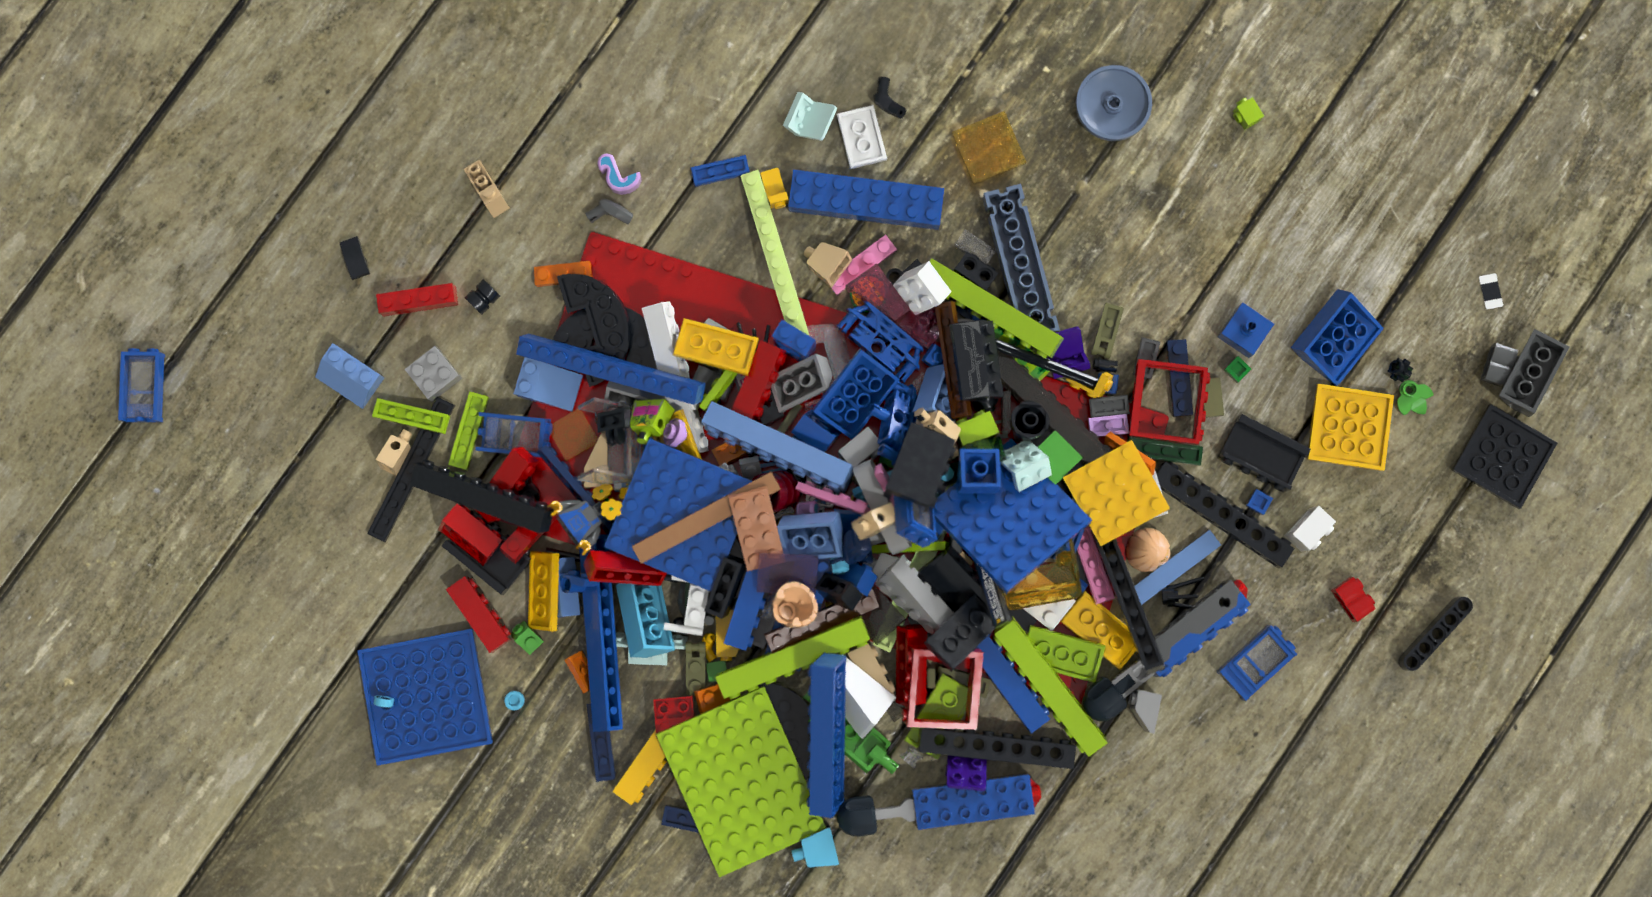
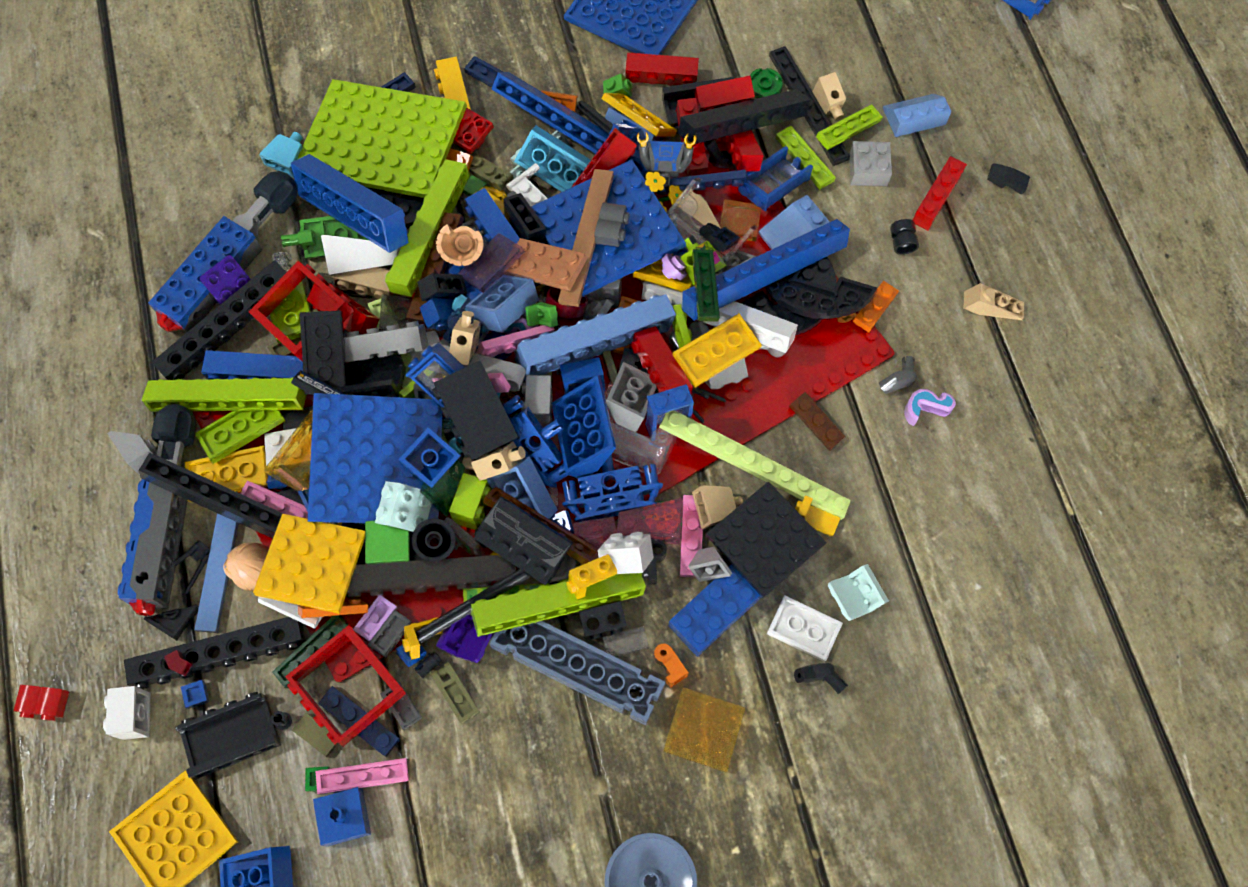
camera: 130 degrees right, 15 degrees down
(419, 521) = (766, 82): none -> green tile
(514, 700) = (580, 52): medium azure tile -> none
(576, 621) = (594, 116): none -> black axle
(677, 388) = (705, 285): none -> dark green tile
(682, 504) = (611, 224): none -> dark grey brick
(697, 245) = (817, 421): none -> reddish brown plate
(720, 170) = (867, 489): blue tile -> none
(795, 497) = (541, 314): none -> bright green bracket
(827, 204) = (765, 539): none -> black plate
(875, 230) = (709, 565): none -> light grey slope
(961, 293) = (589, 574): none -> yellow bracket
(963, 213) = (671, 663): none -> orange leg
(1210, 341) = (362, 776): none -> bright pink tile
(1220, 429) = (285, 717): none -> black pin
(1227, 566) = (173, 621): none -> black tile
(1253, 525) = (177, 662): none -> dark red piece
(1257, 661) = (80, 574): blue door -> none

